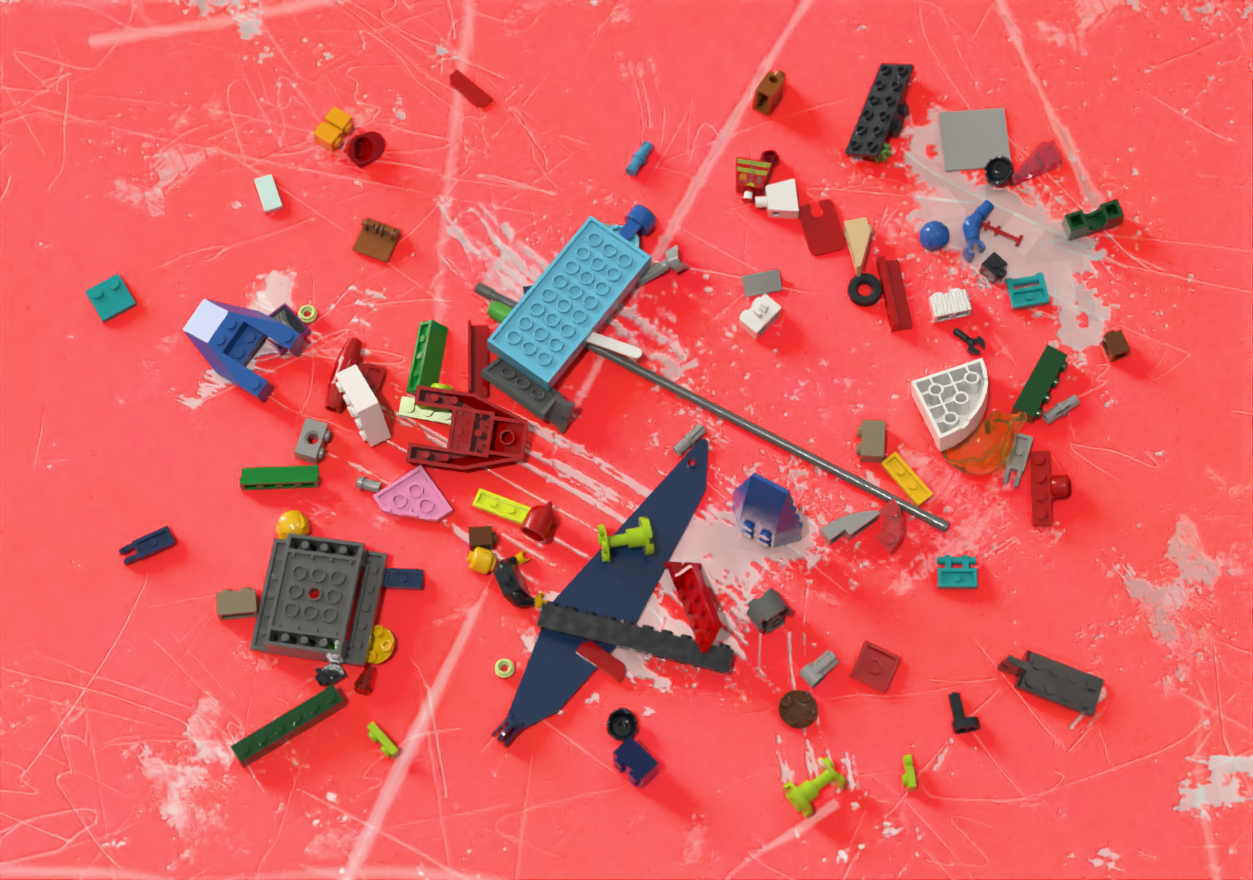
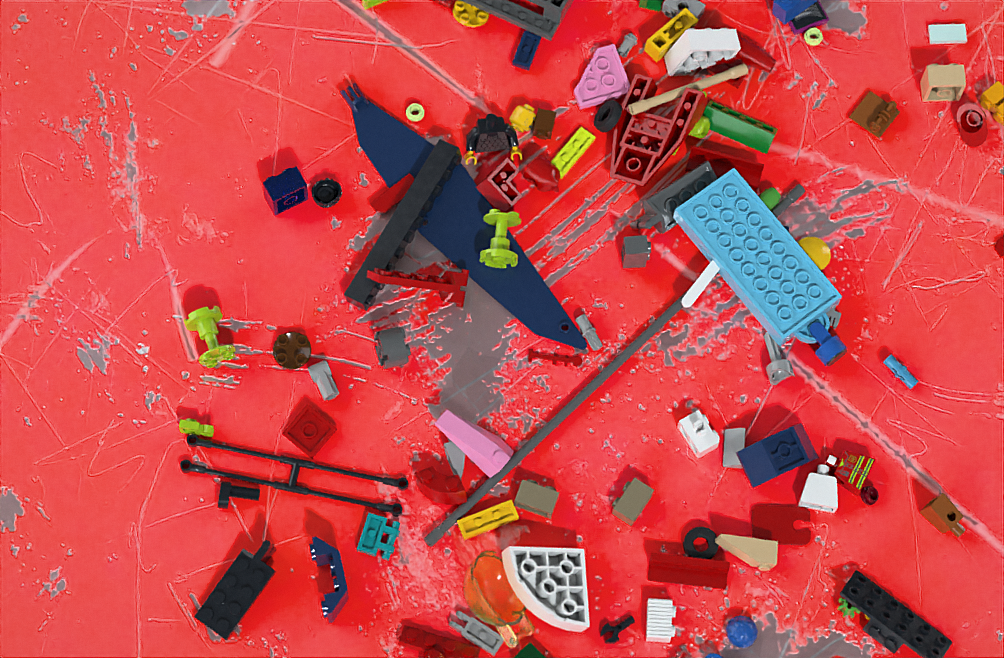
camera: 100 degrees right, 0 degrees up
(329, 181) = (943, 82): none -> tan brick
(349, 442) = (667, 36): none -> yellow slope
(440, 440) = (644, 105): none -> tan piece
(460, 469) = (608, 116): none -> black tyre
(539, 259) = (816, 250): none -> yellow dish
(564, 561) = (497, 186): none -> red brick
(596, 414) = (635, 251): none -> dark grey brick
(720, 444) = (577, 361): none -> red piece
(764, 237) = (776, 455): none -> dark blue slope
(766, 512) = (496, 347): wedge -> none
(839, 503) = (481, 446): none -> bright pink wedge
(845, 356) = (632, 502): none -> dark tan piece
(934, 667) = (291, 486): none -> black bar
(1038, 586) = (323, 555): none -> dark blue slope

